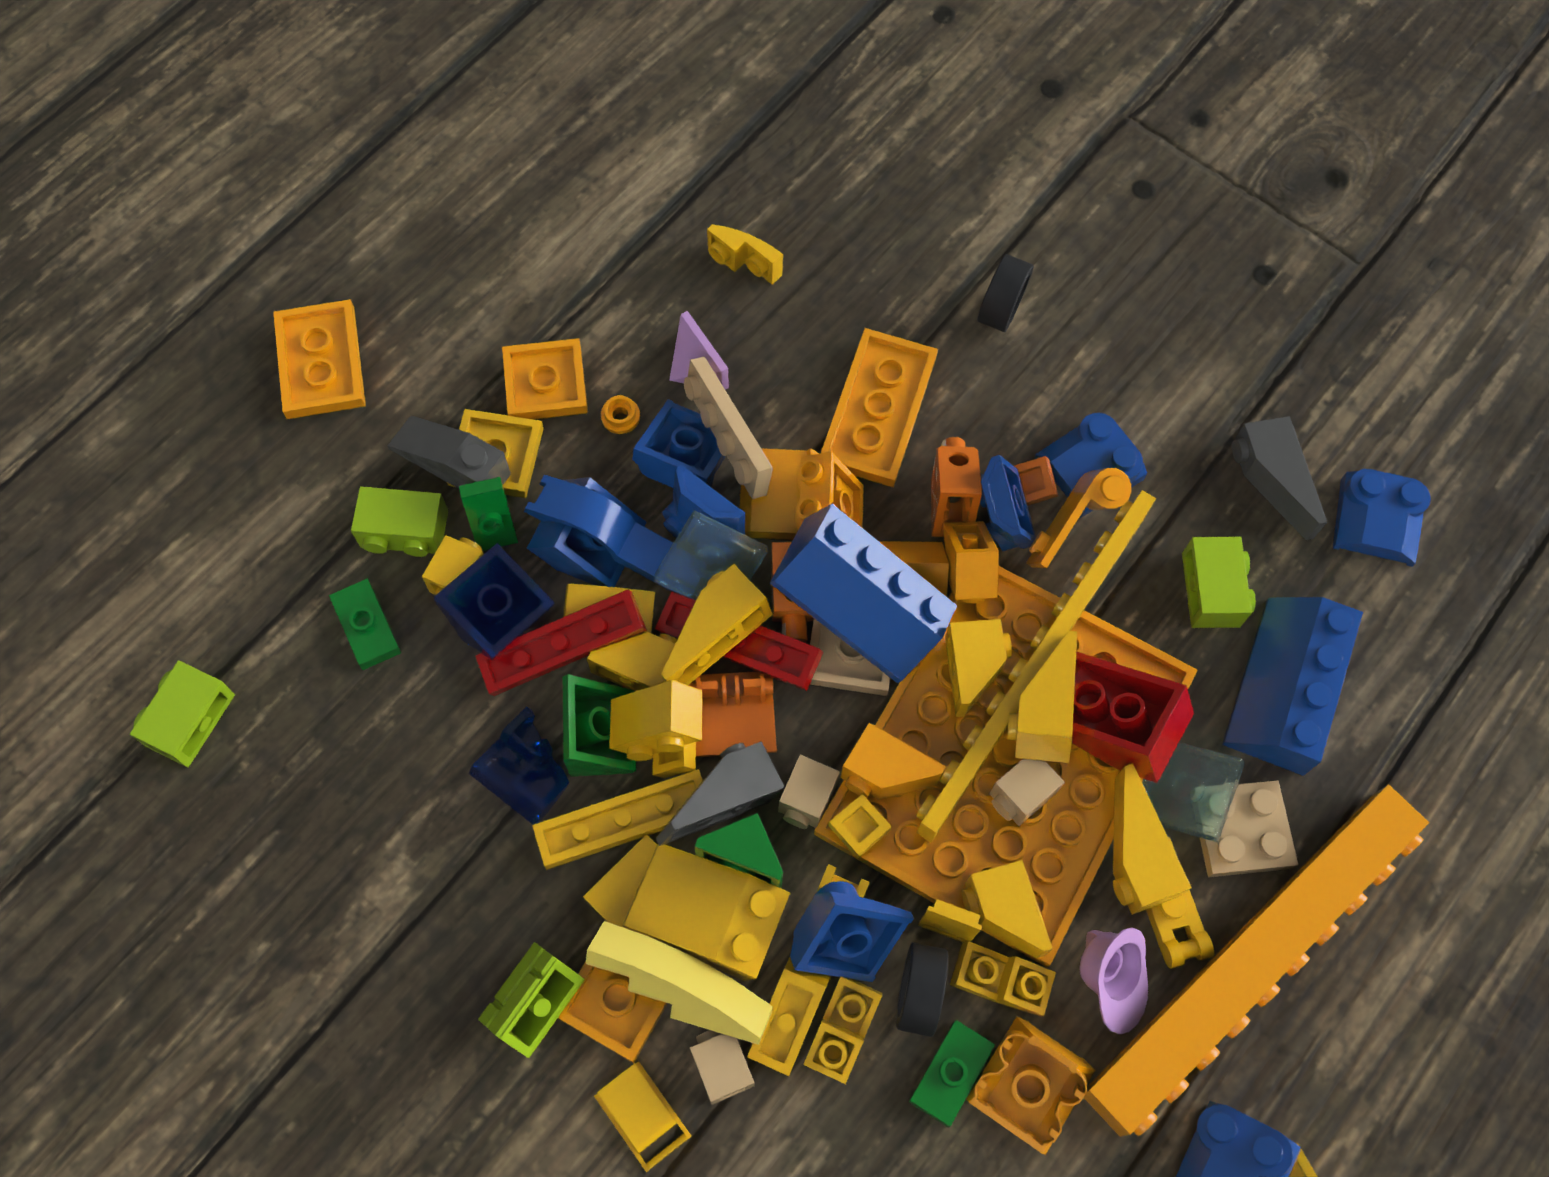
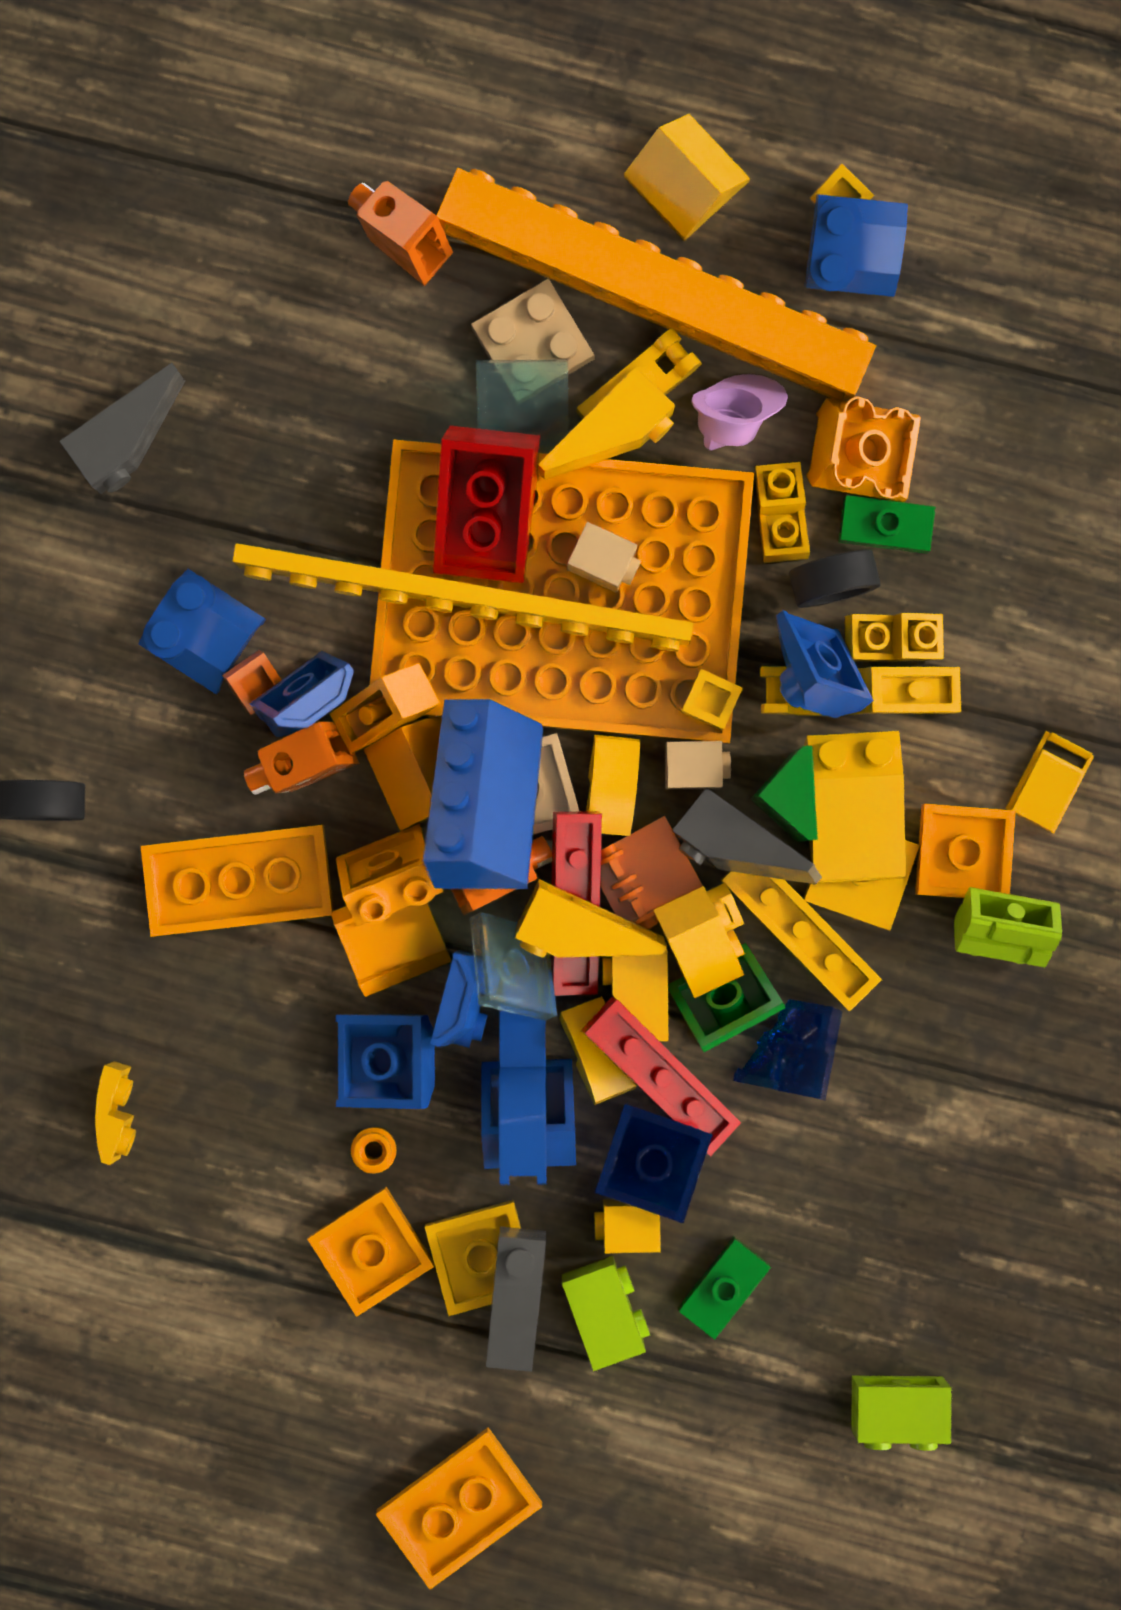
camera: 115 degrees left, 20 degrees up
(488, 513) = (562, 1221): green plate -> none
(692, 344) = (272, 1103): lavender slope -> none
(694, 989) = (933, 798): light yellow slope -> none
(721, 1065) = (980, 730): tan brick -> none
(728, 427) = (361, 1011): tan plate -> none
(822, 717) = (614, 782): none -> yellow slope
(887, 766) = (644, 699): light orange slope -> none
(951, 921) = (762, 578): yellow piece -> none
(975, 659) = (494, 657): yellow slope -> none
(1008, 907) = (725, 531): yellow slope -> none
(1047, 707) = (522, 565): yellow slope -> none
(1094, 490) = (245, 612): light orange door -> none
(1217, 582) = (284, 452): lime brick -> none
(1293, 681) = (358, 342): blue slope -> none
(1359, 1038) = (685, 175): none -> yellow slope
(1380, 515) = (125, 313): blue slope -> none
(1396, 747) = (402, 229): none -> orange torso

